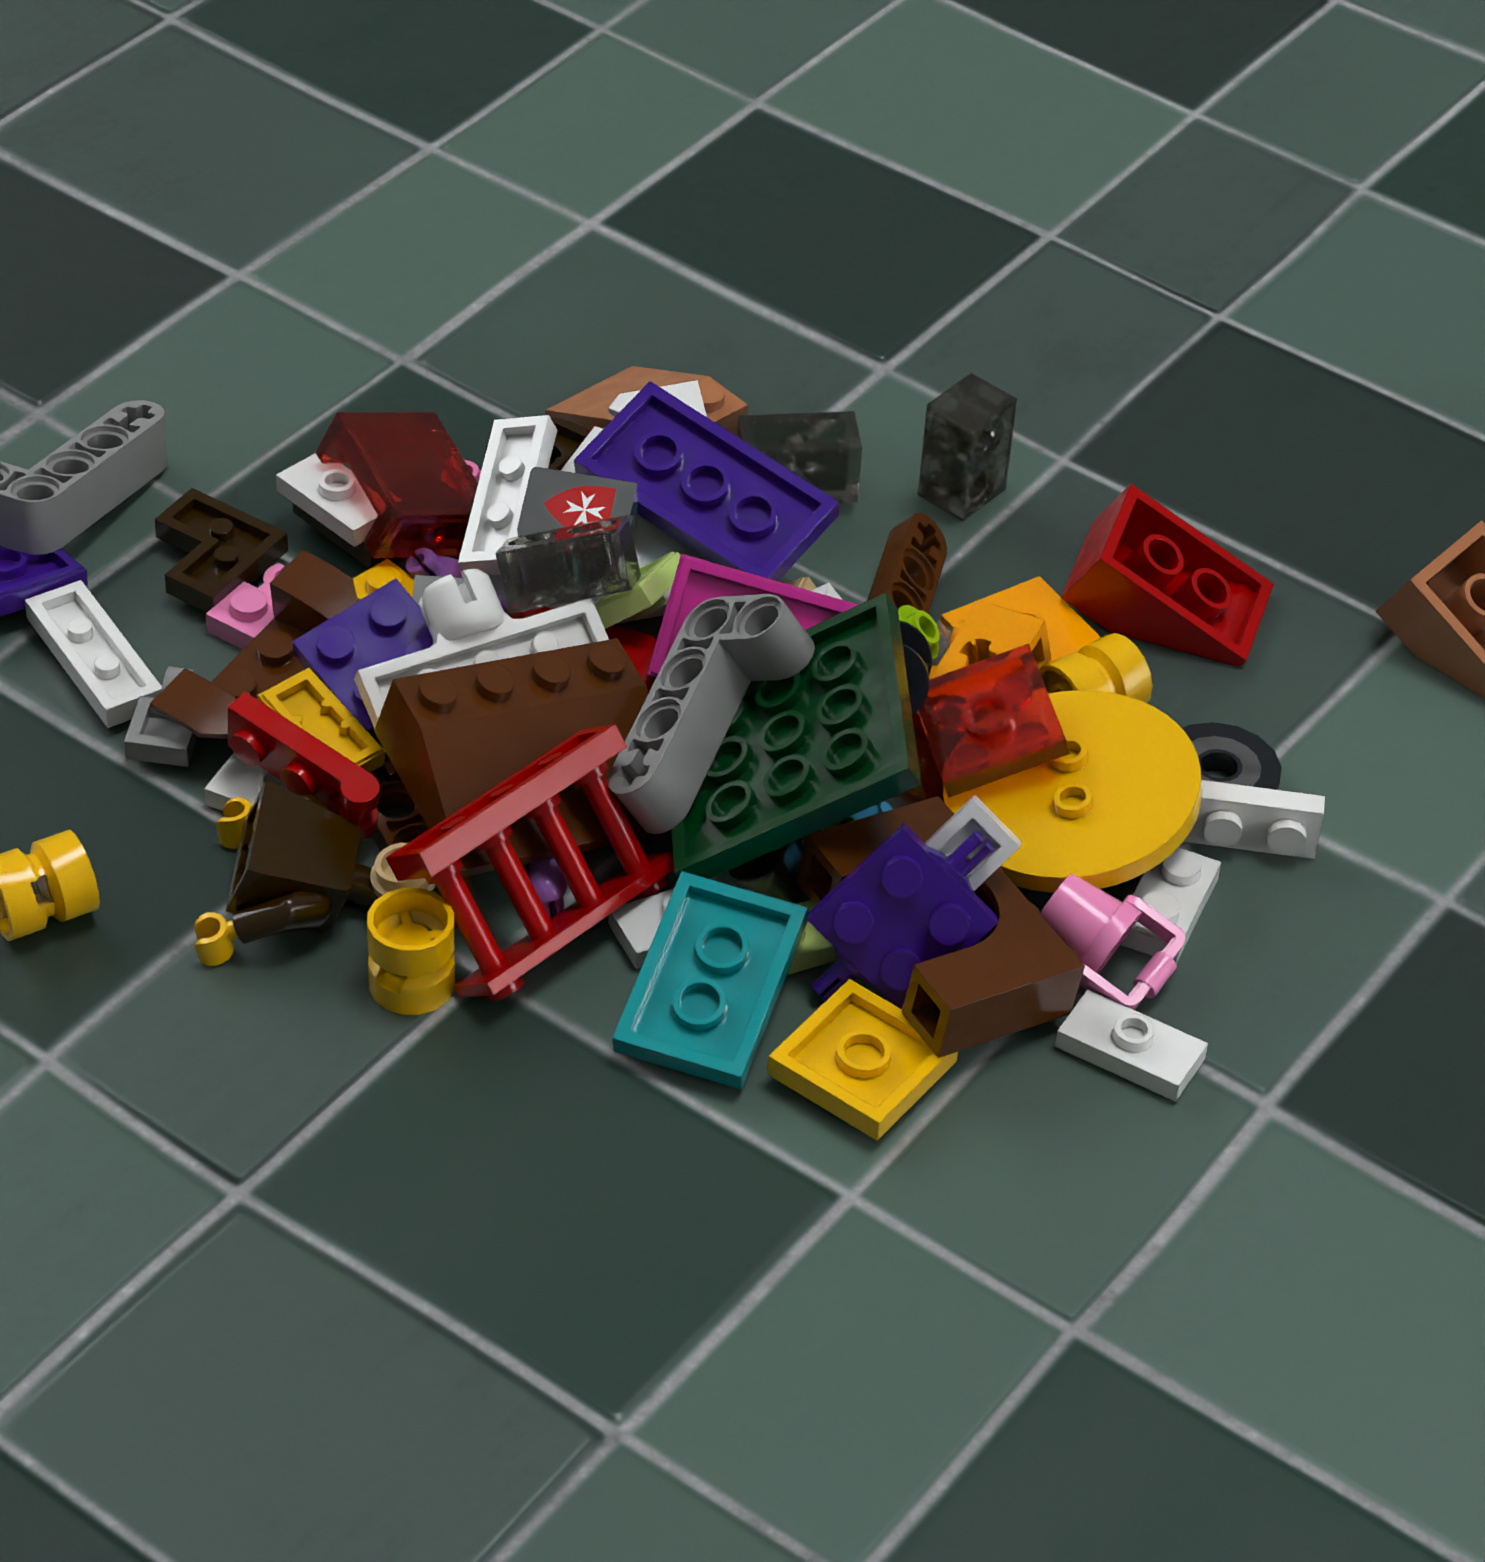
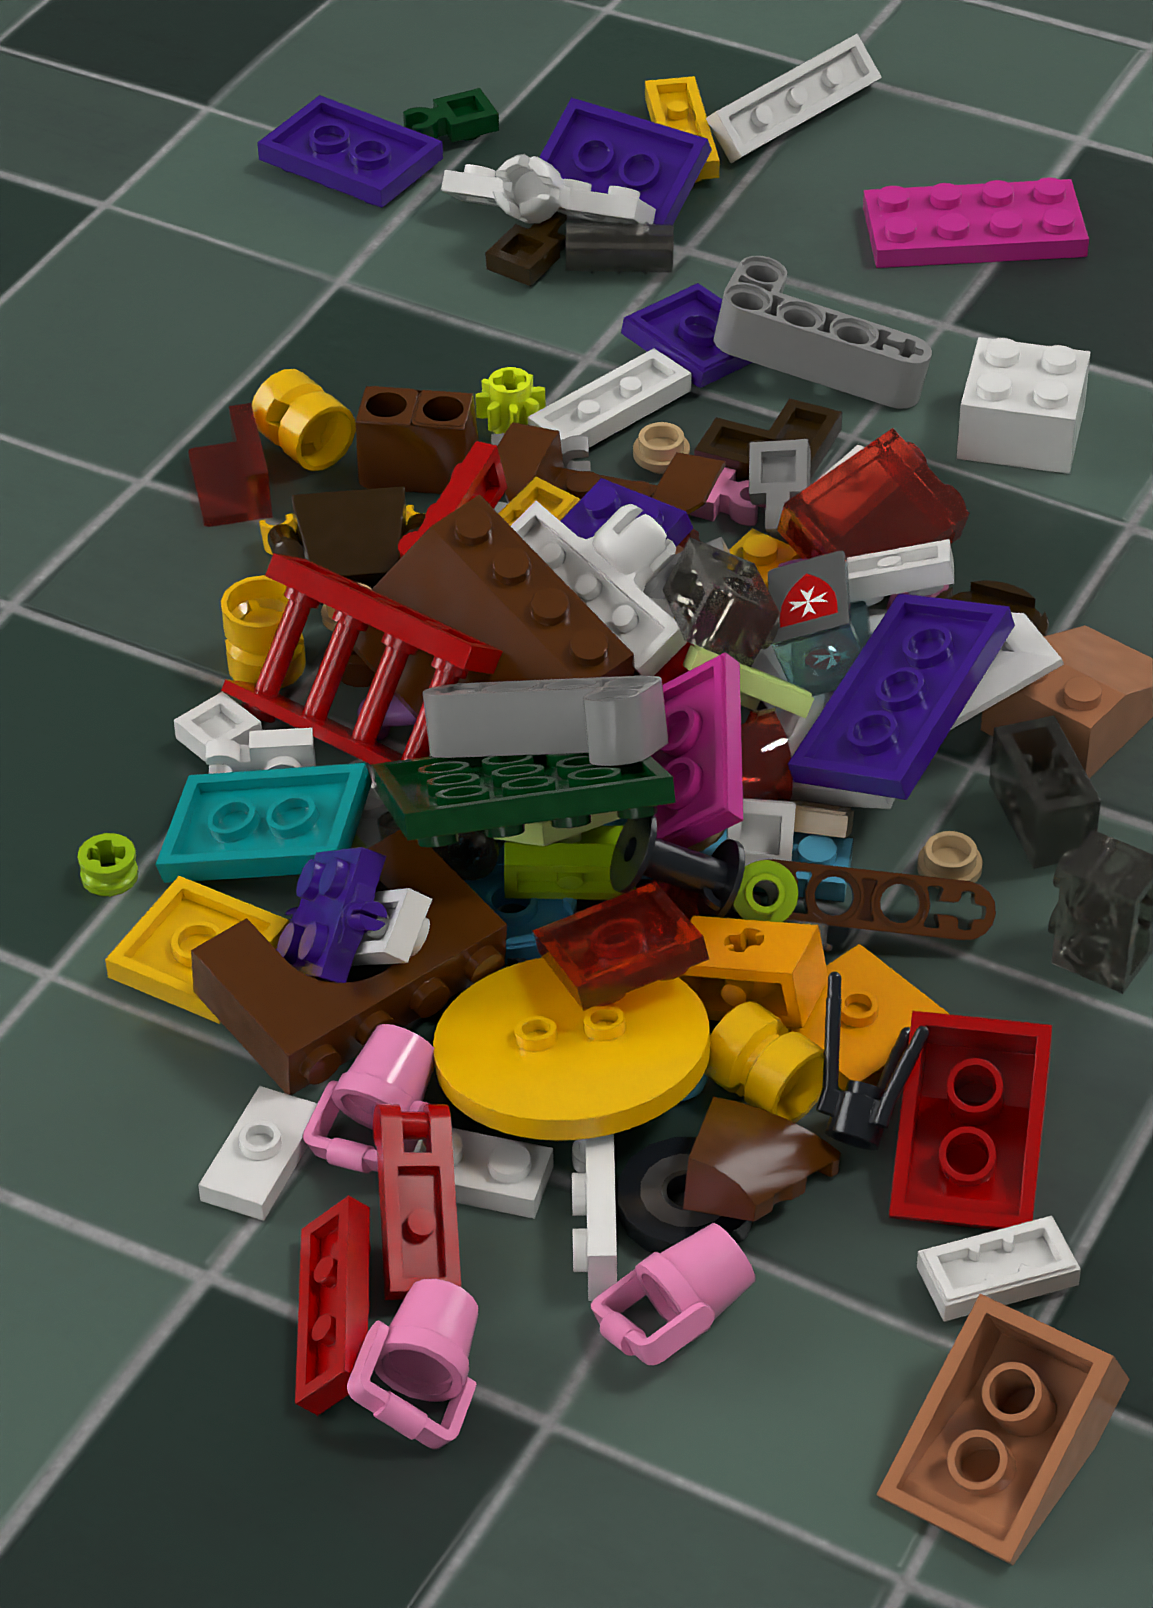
camera: 85 degrees right, 0 degrees up
(66, 722) = (508, 398): none -> neon yellow gear
(86, 961) = (233, 475): none -> clear red panel
(121, 828) = (413, 437): none -> reddish brown piece
(181, 629) = (658, 445): none -> tan plate
(231, 370) = (1023, 405): none -> white brick
(297, 528) = (776, 475): none -> light grey plate
(536, 1014) = (212, 720): none -> white plate
(609, 968) = (264, 752): none -> white plate
(709, 1144) = (108, 849): none -> lime bush
(845, 545) = (950, 857): none -> tan plate
(1157, 639) = (862, 1109): none -> black plant
(1220, 717) = (751, 1161): none -> reddish brown slope
(1236, 920) = (416, 1197): none -> red plate
(1319, 604) = (1000, 1264): none -> white plate
(1336, 1002) = (332, 1303): none -> red plate
(1349, 776) = (686, 1287): none -> bright pink piece
(1401, 942) = (423, 1358): none -> bright pink piece

